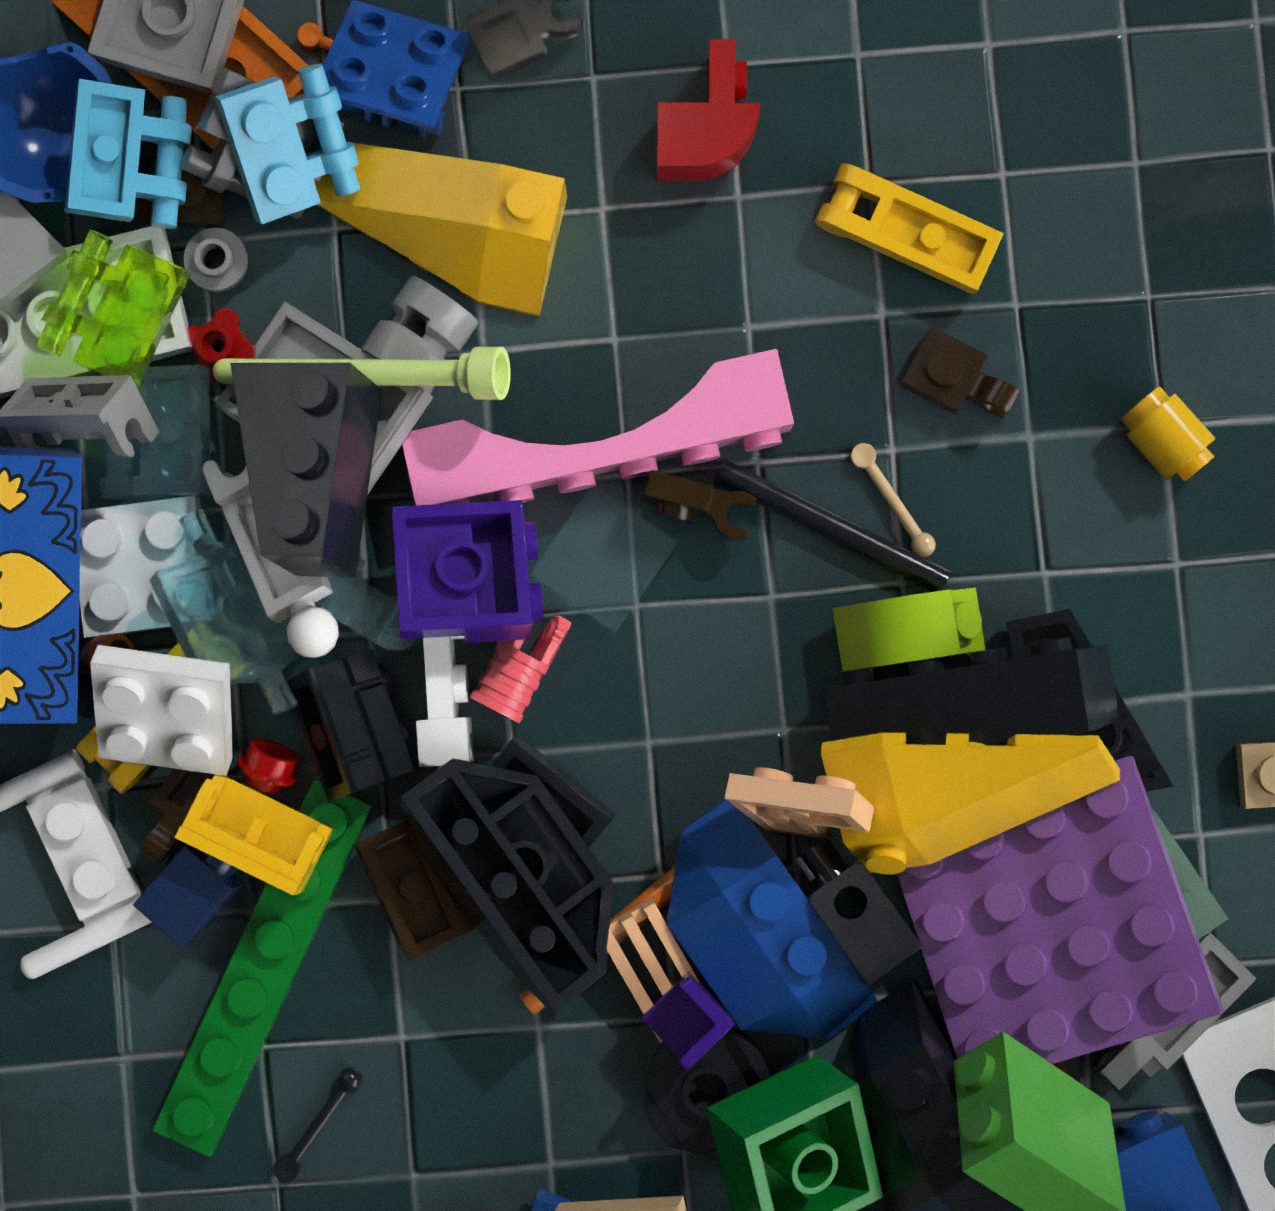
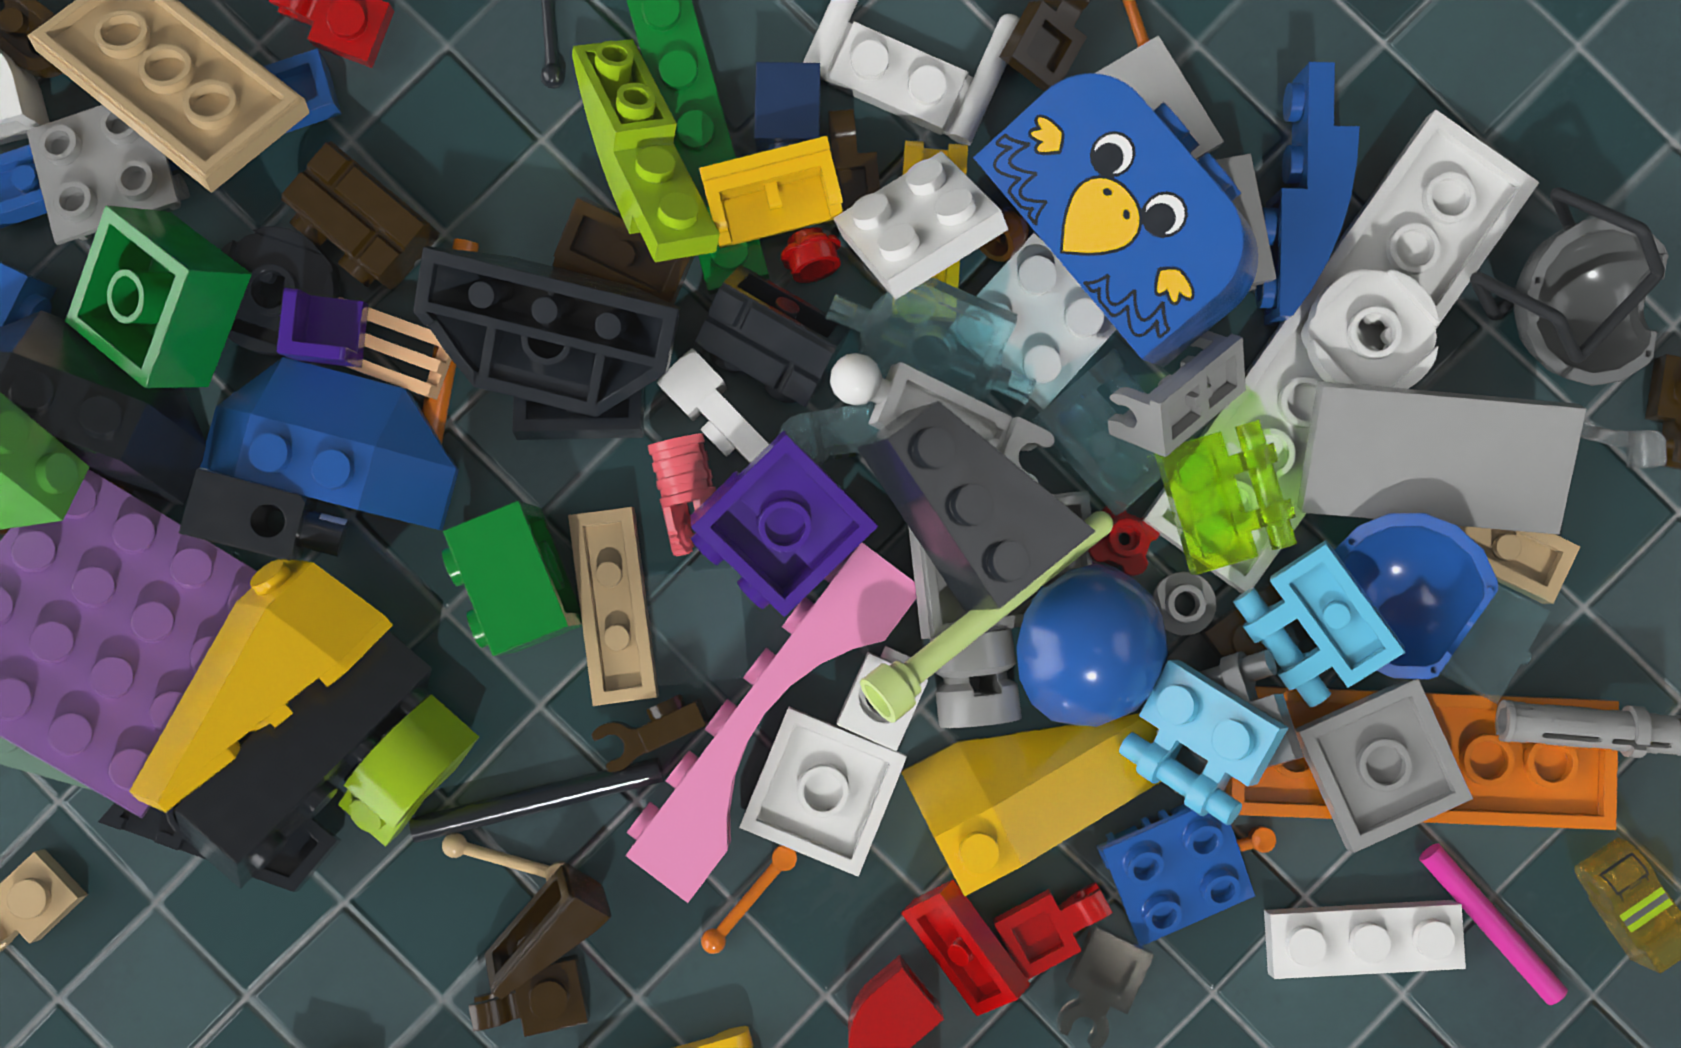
camera: 130 degrees right, 0 degrees up
(311, 283) = (1091, 646): none -> blue cylinder
(332, 962) = (638, 152): none -> lime slope
(531, 388) = (867, 722): none -> white brick
(533, 105) = (1042, 931): none -> red plate
(591, 1091) = (358, 215): none -> dark brown brick
(600, 142) = (965, 948): none -> red plate
(608, 349) = (823, 791): none -> white plate
(648, 622) = (613, 606): none -> tan plate
(683, 324) = (783, 859): none -> orange hinge
(704, 702) = (512, 578): none -> green brick
(798, 807) = (386, 554): light nougat plate -> none
(903, 421) = (549, 926): none -> dark brown slope

